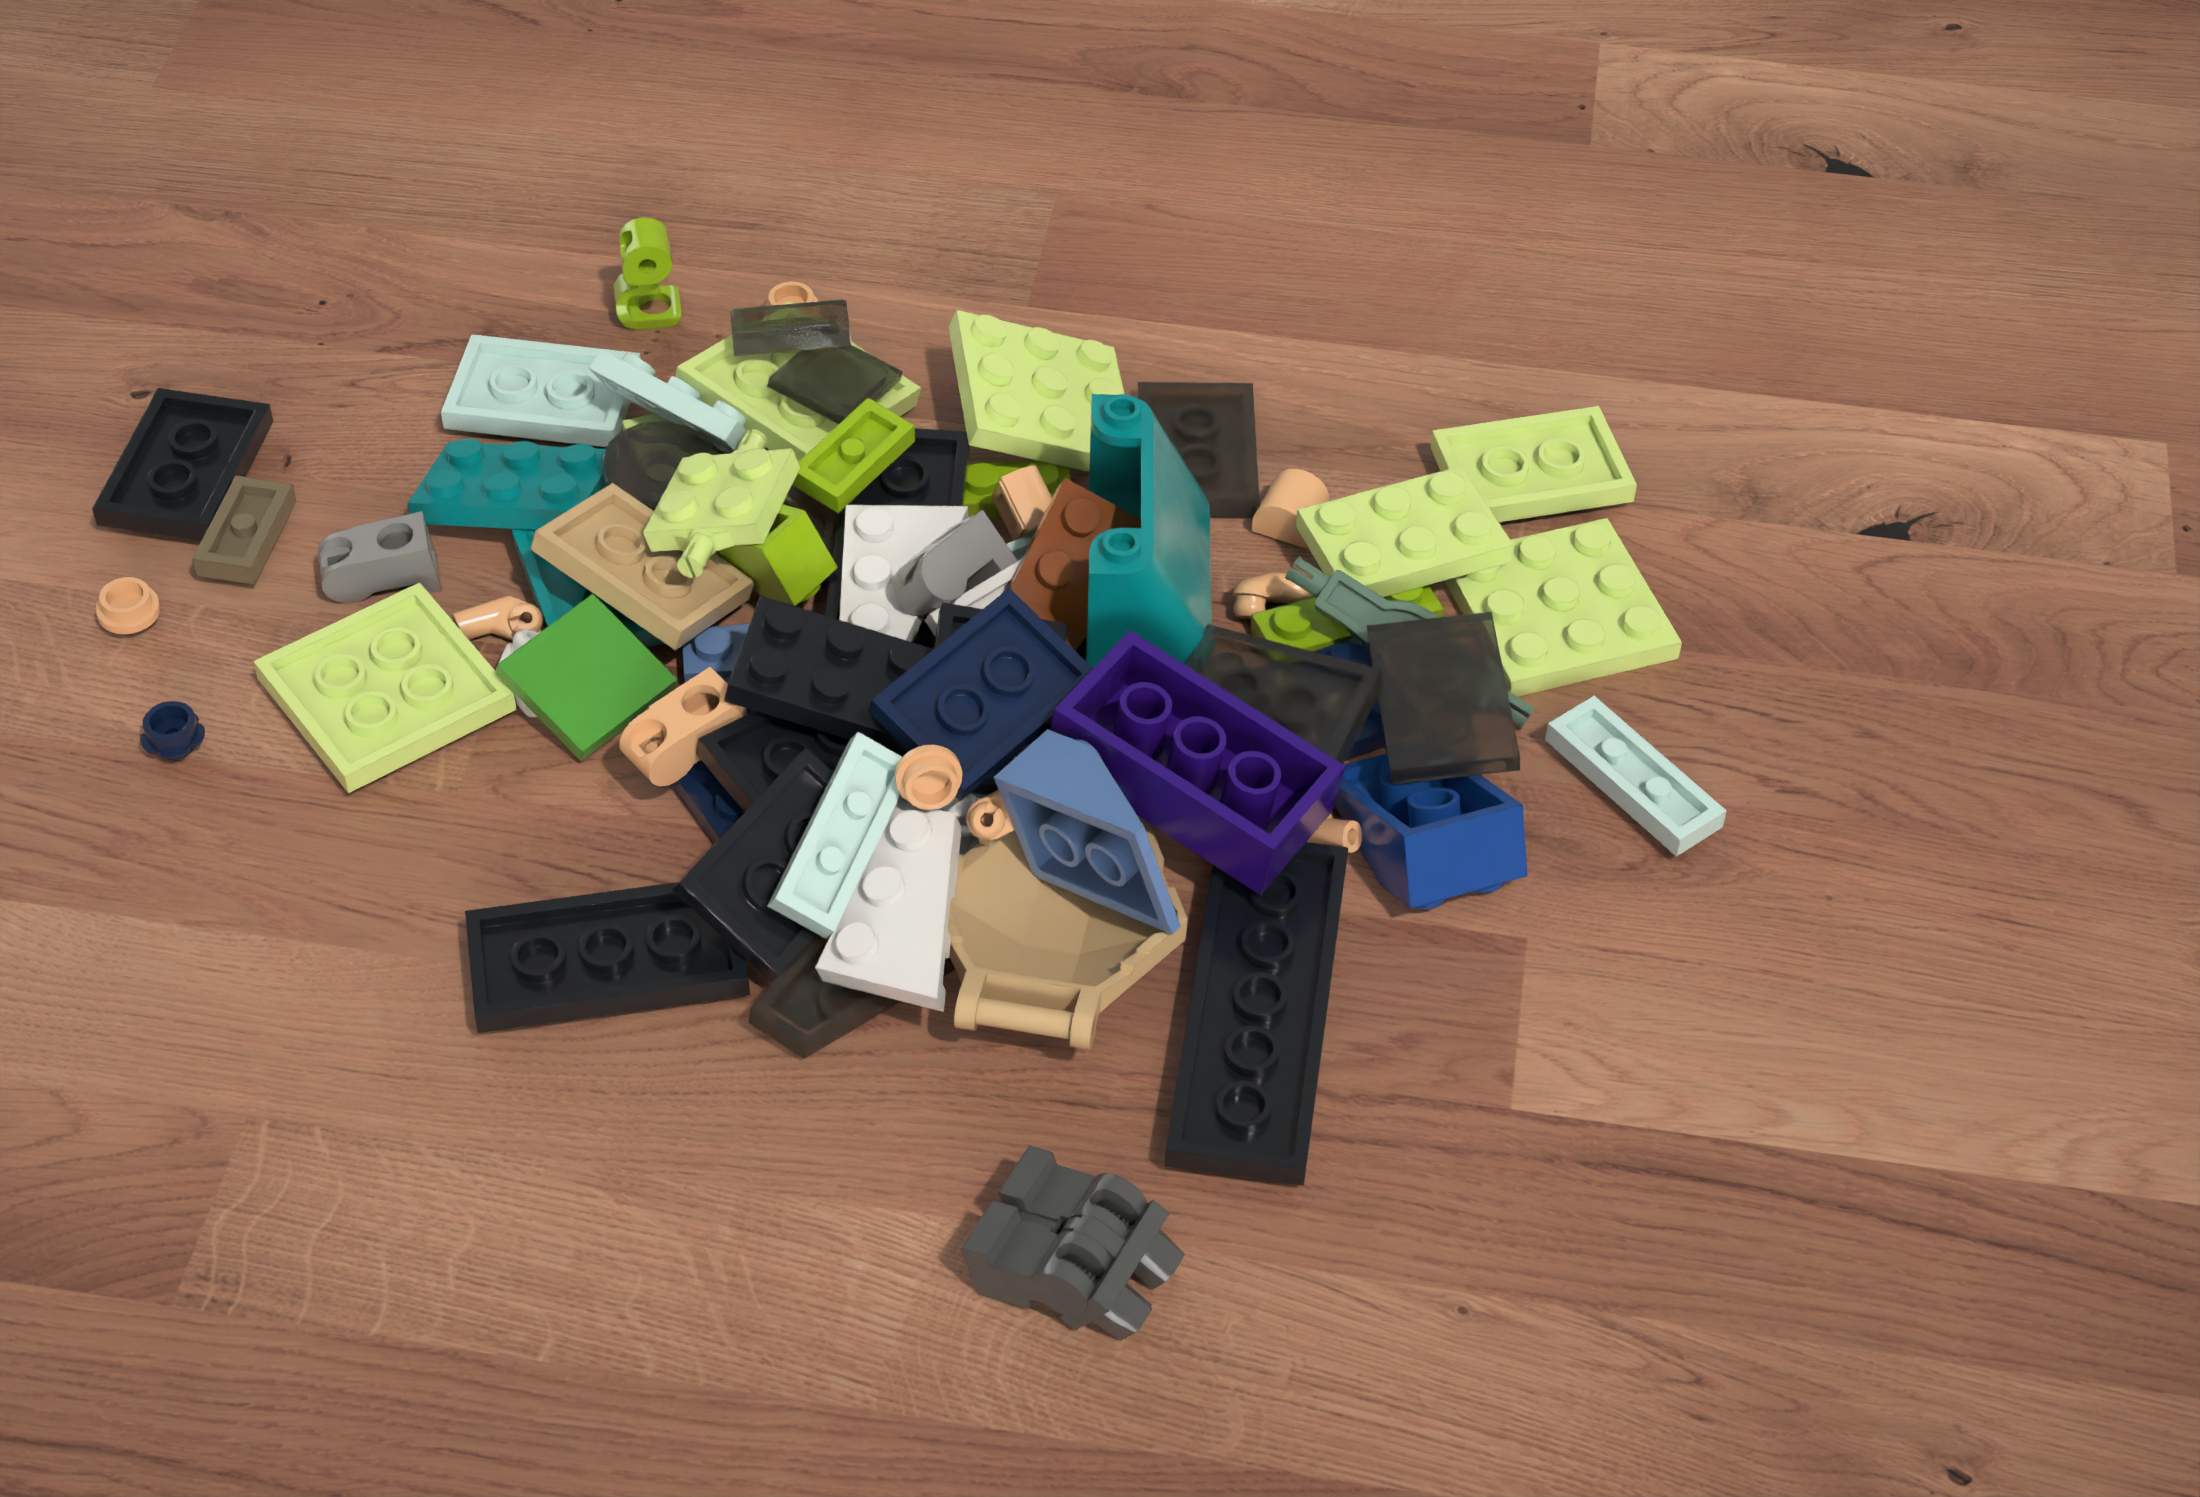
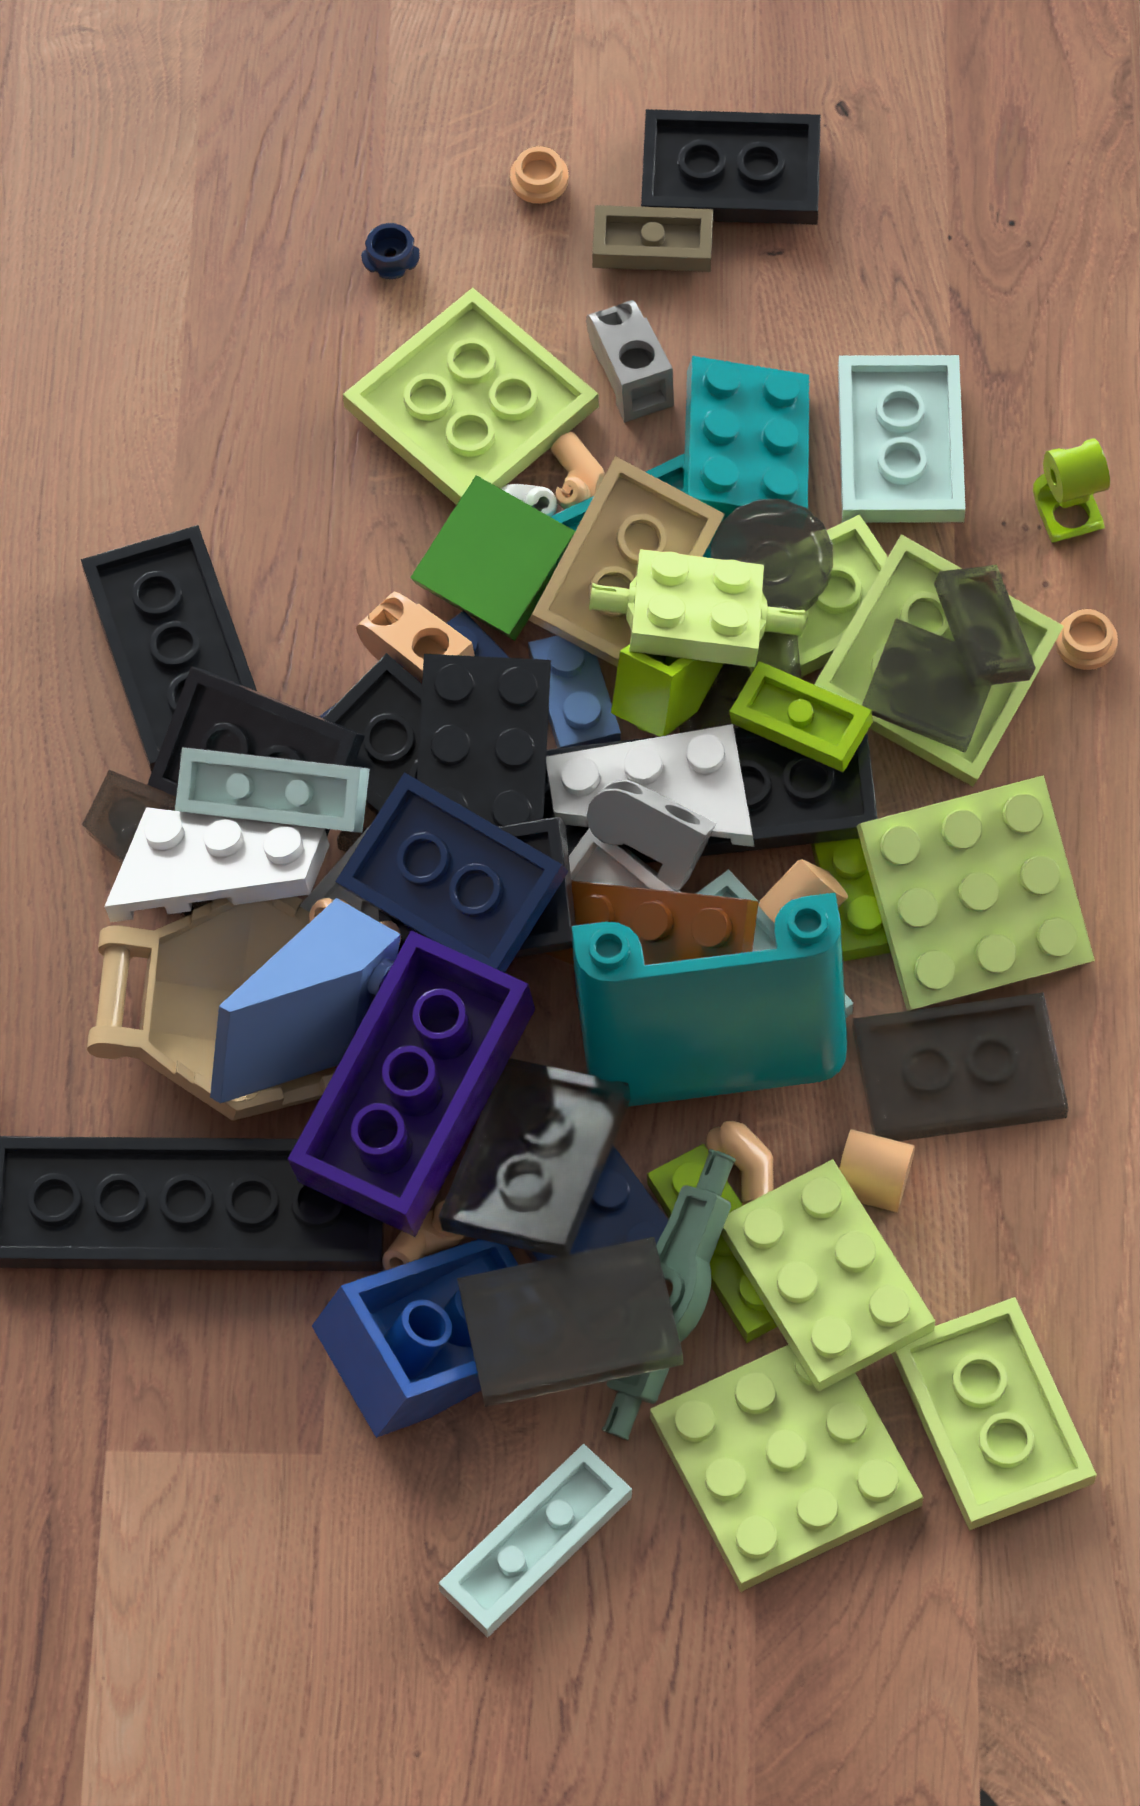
camera: 85 degrees right, 15 degrees up
(670, 401) = (857, 547): light aqua plate -> none
(928, 776) = (326, 842): light nougat plate -> none

